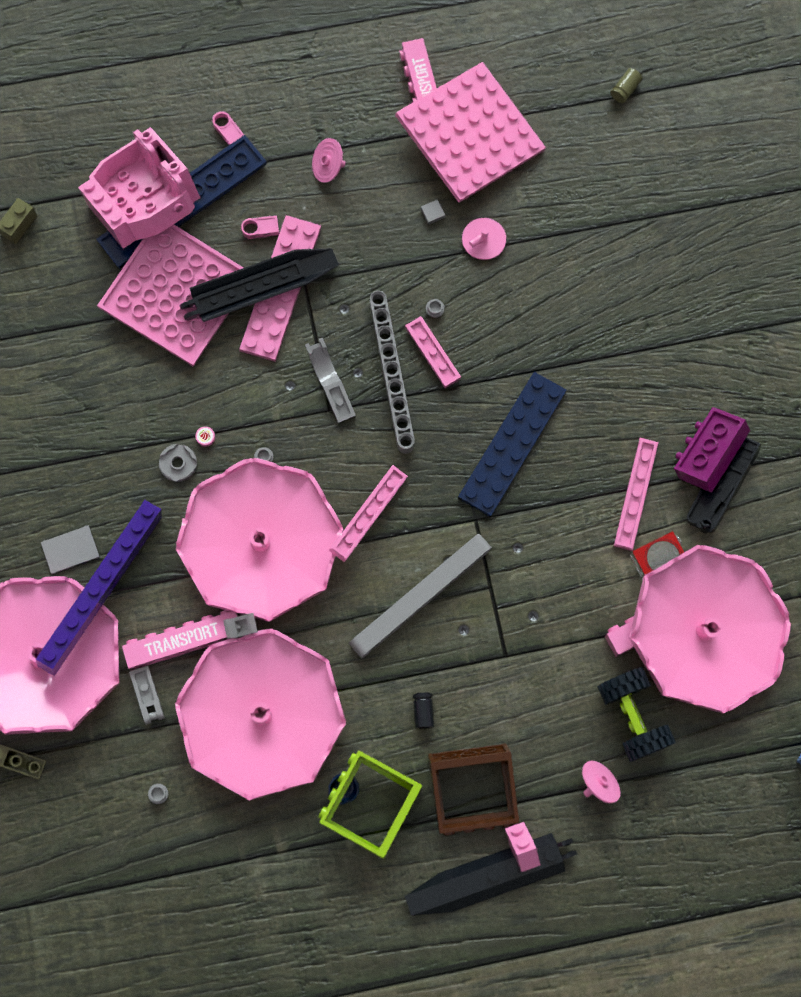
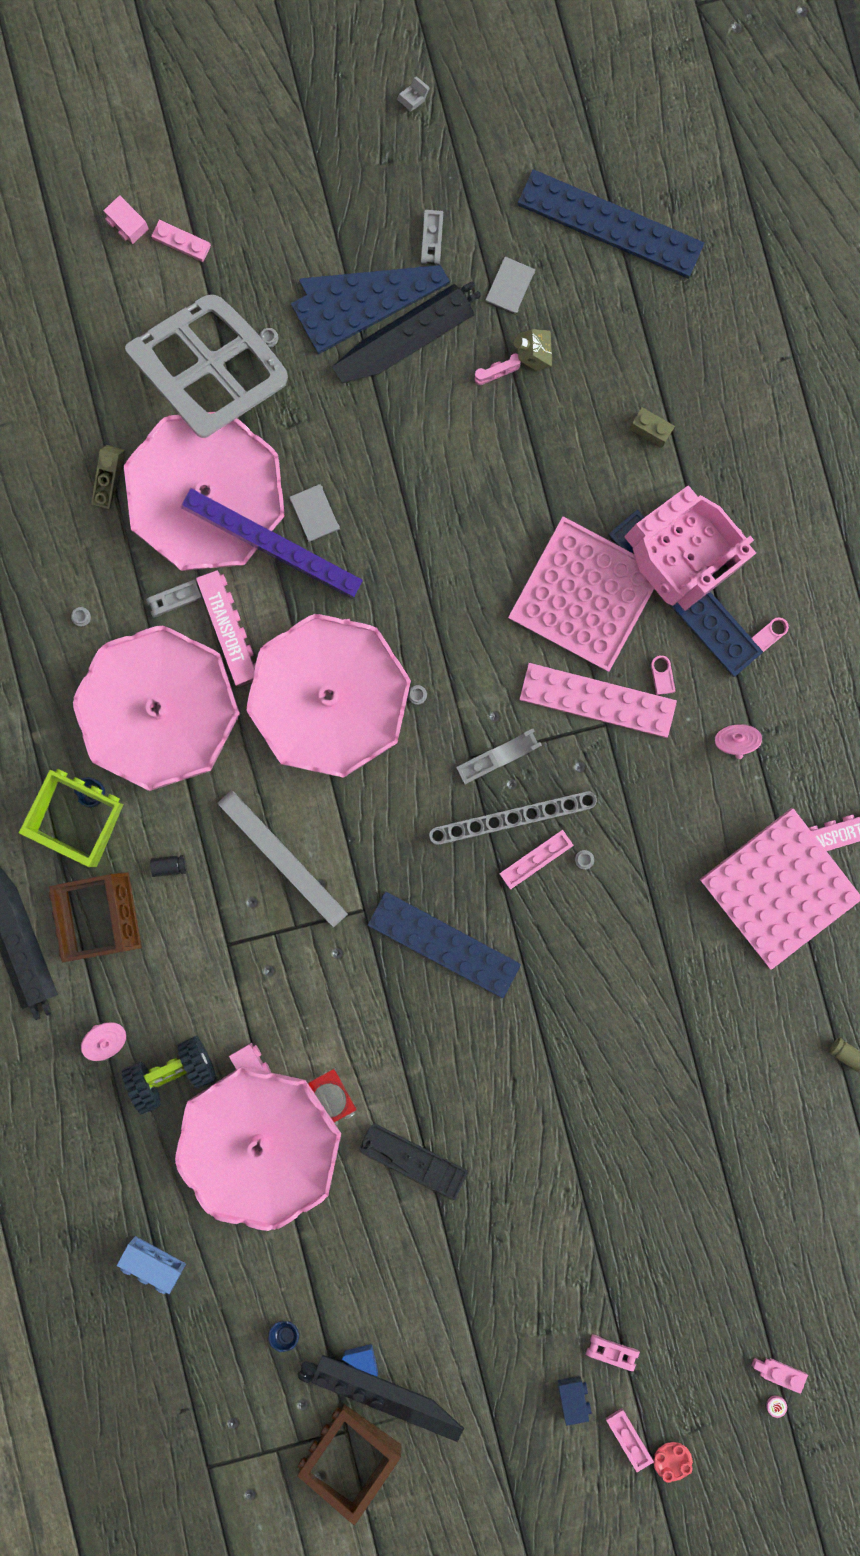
camera: 90 degrees right, 10 degrees up
(182, 473) = (407, 621): light grey tile -> none
(205, 436) = (435, 635): tile -> none
(240, 626) = (238, 682): light grey bracket -> none
(258, 282) = (597, 678): black hinge -> none
(368, 513) = (360, 801): bright pink tile -> none
(432, 212) = (691, 853): light grey tile -> none
(484, 238) = (664, 907): bright pink shield -> none
(522, 846) = (38, 966): bright pink brick -> none
(635, 494) = (398, 1072): bright pink tile -> none
(711, 449) = (444, 1148): magenta piece -> none

